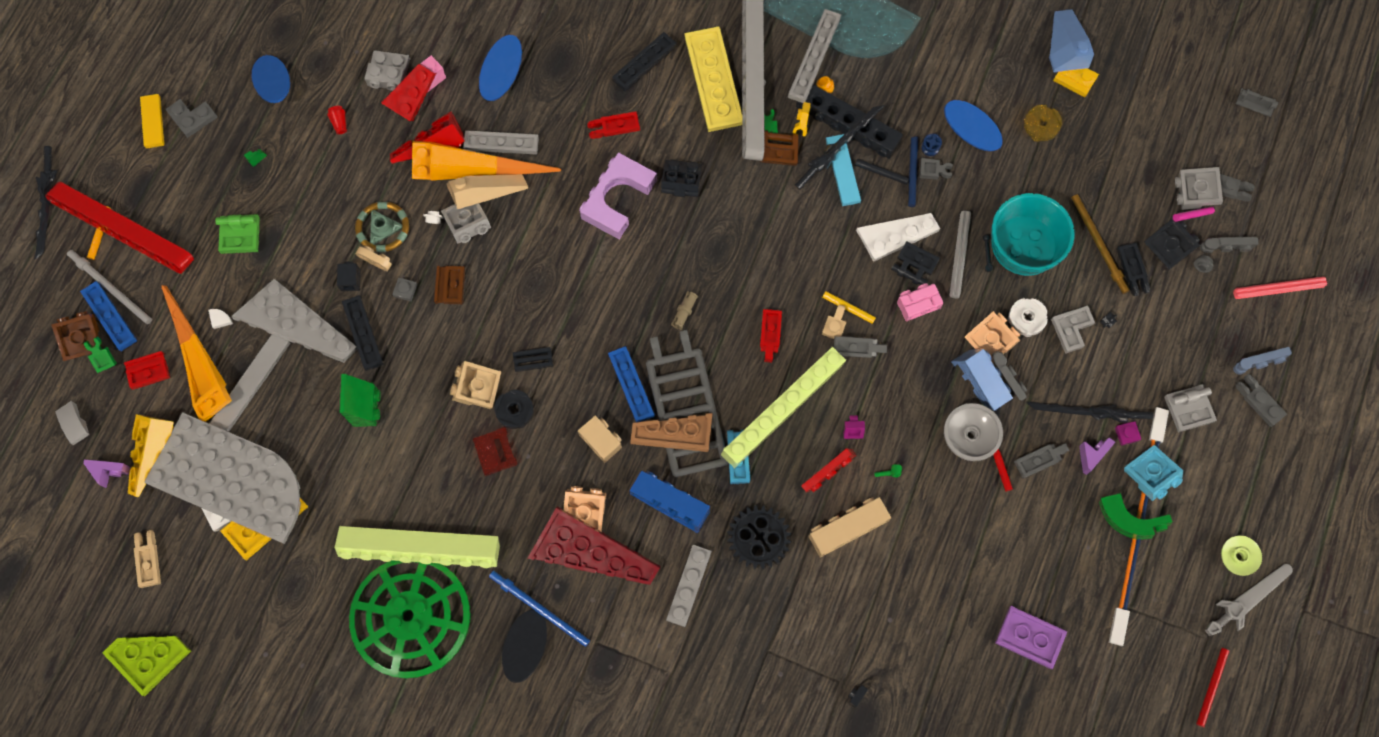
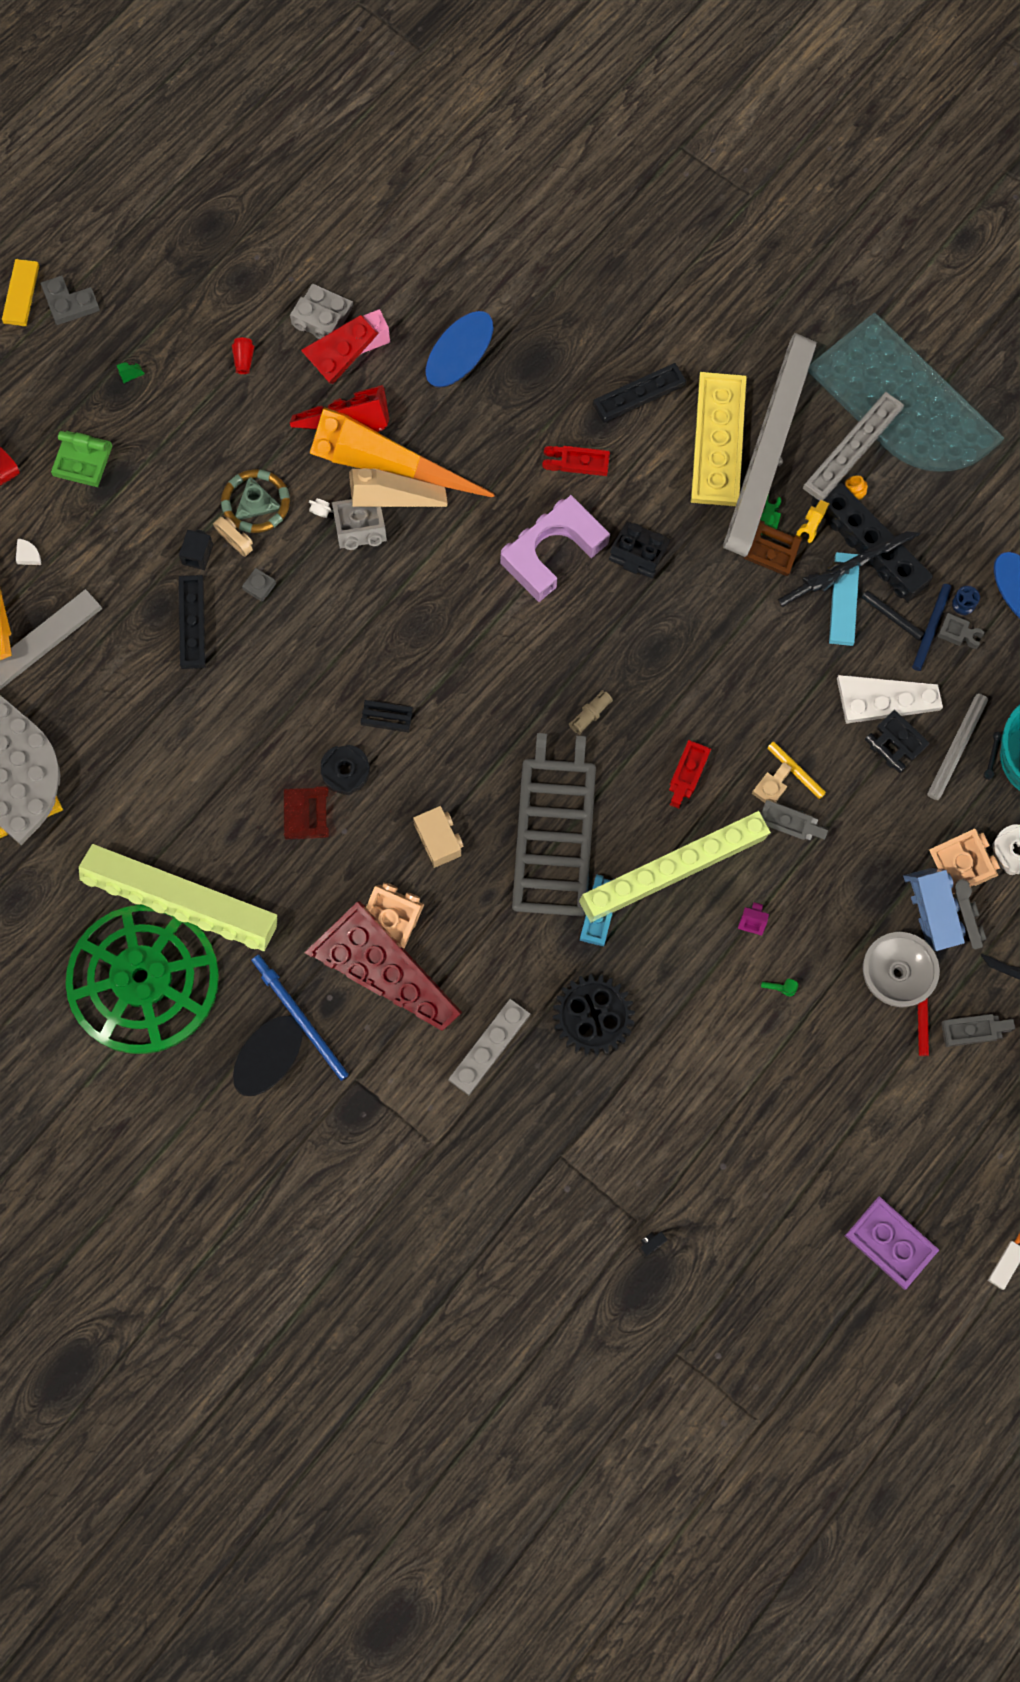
camera: 15 degrees right, 0 degrees up
(270, 79) = (177, 282): blue shield -> none
(290, 319) = (111, 580): light grey wing -> none
(359, 401) = (161, 702): green slope -> none
(449, 285) = (314, 595): reddish brown plate -> none
(475, 385) = (307, 725): tan plate -> none
(501, 142) = (431, 440): light grey plate -> none
(631, 384) = (496, 783): blue plate -> none
(670, 501) = (499, 937): blue wedge -> none
(682, 433) = (541, 861): medium nougat wing -> none
(829, 470) = (706, 960): red wing -> none
(849, 527) = (709, 1037): tan brick -> none
(919, 302) = (887, 789): bright pink brick -> none

